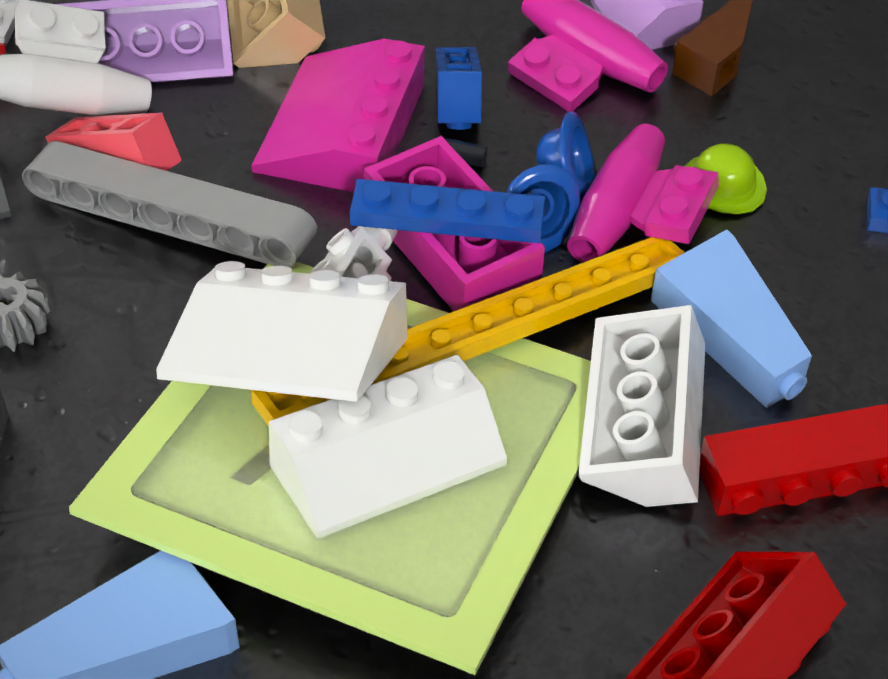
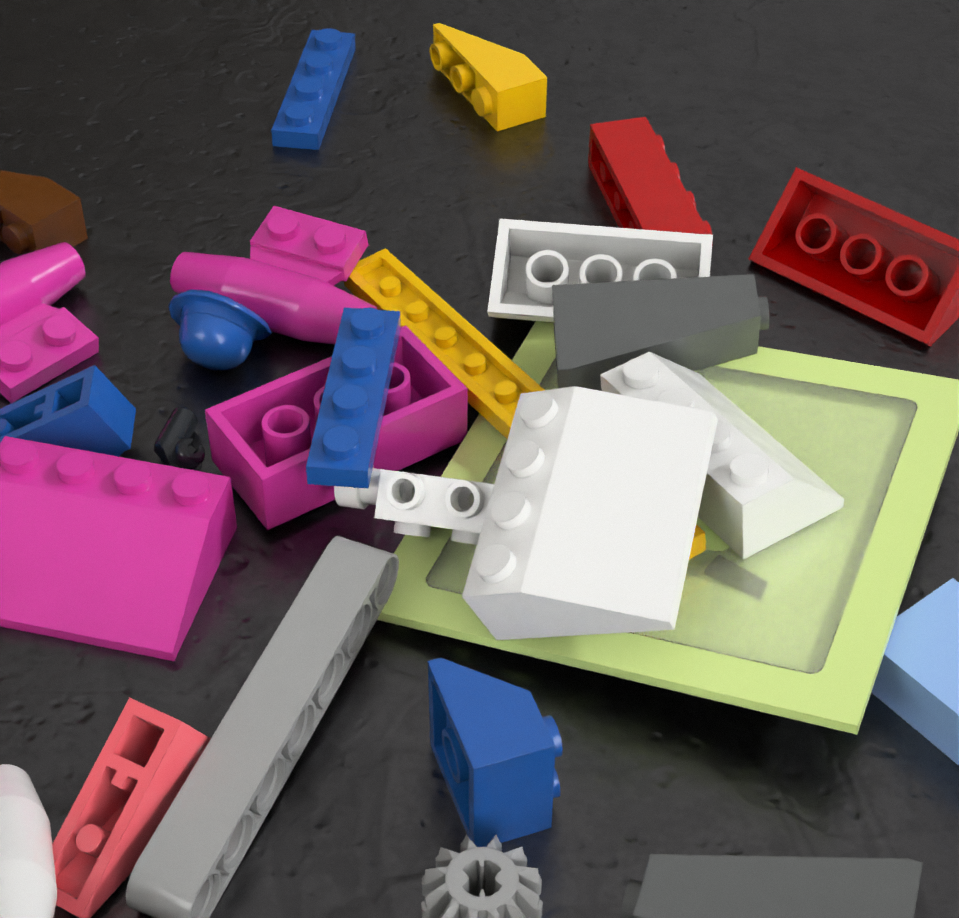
camera: 90 degrees left, 5 degrees down
(105, 298) = (493, 752): none -> blue slope
(545, 407) = (680, 319): none -> dark grey slope
(560, 200) = (290, 346): blue hat -> none
(736, 317) = (455, 229): light blue slope -> none
(740, 181) = (234, 222): lime hat -> none

